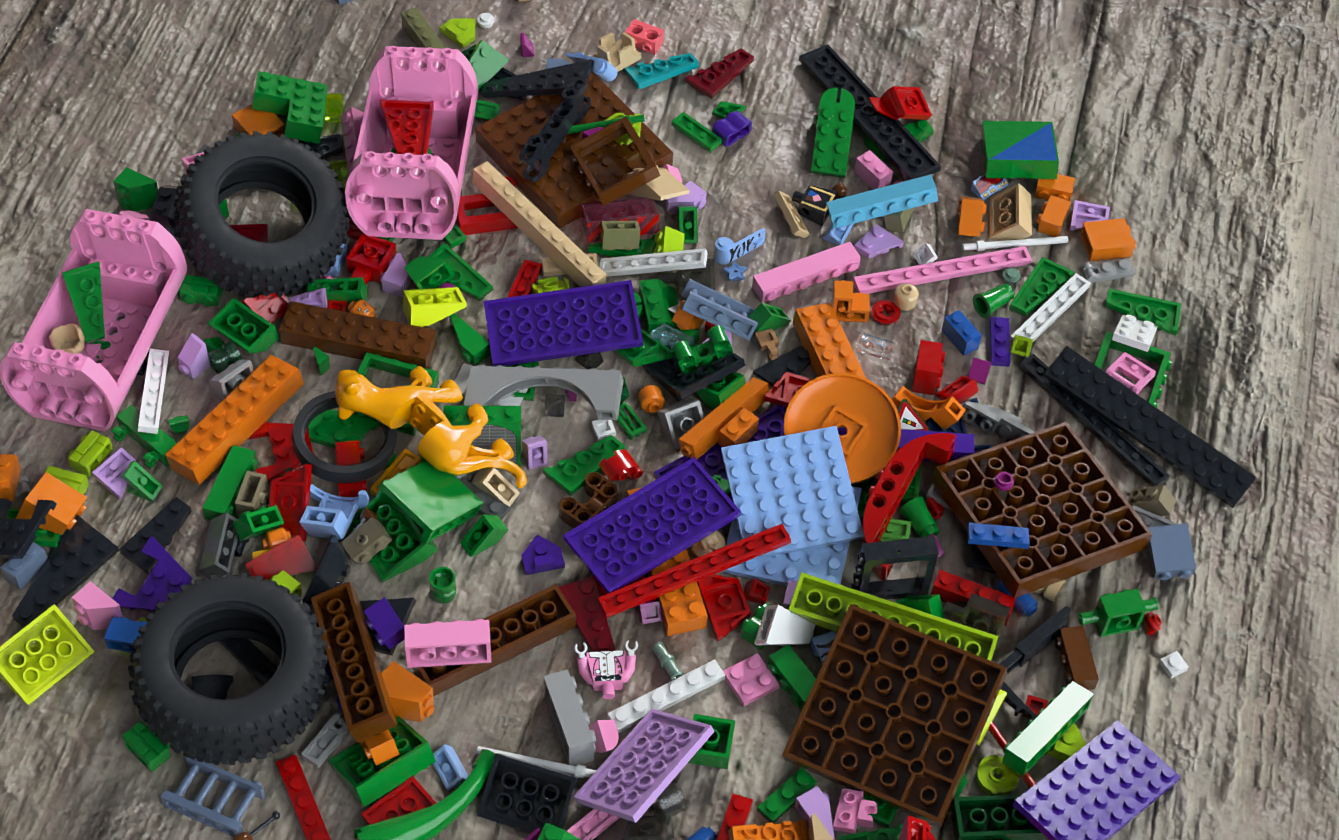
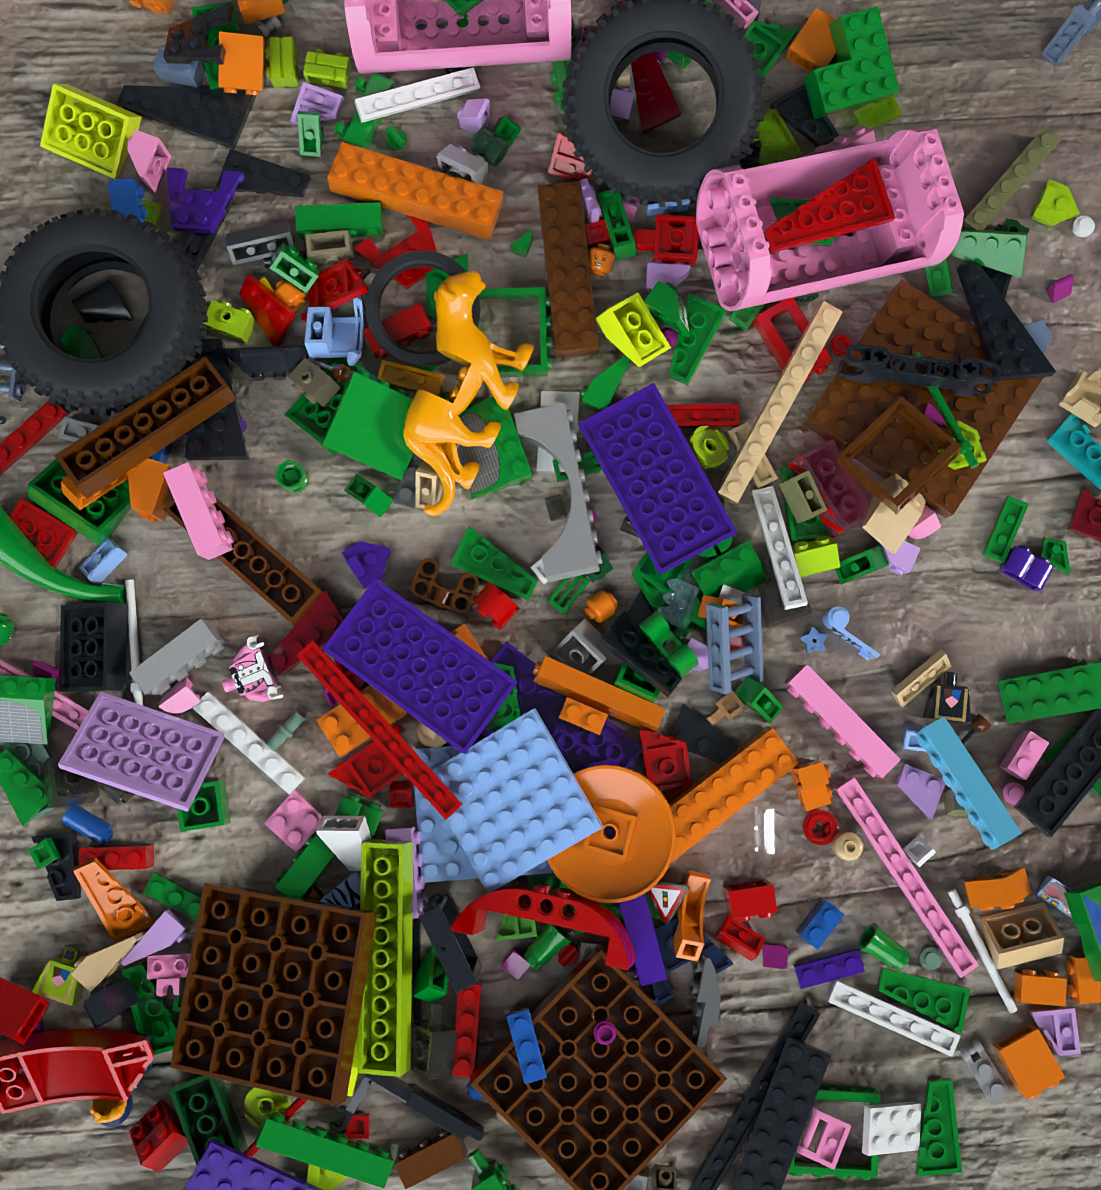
camera: 75 degrees right, 30 degrees up
(244, 327) = (529, 149): green slope -> none
(386, 623) = (202, 442): dark purple brick -> none
(535, 451) = (487, 507): lavender slope -> none
(600, 66) = (1053, 387): light blue door -> none
(1021, 345) = (824, 998): lime slope -> none

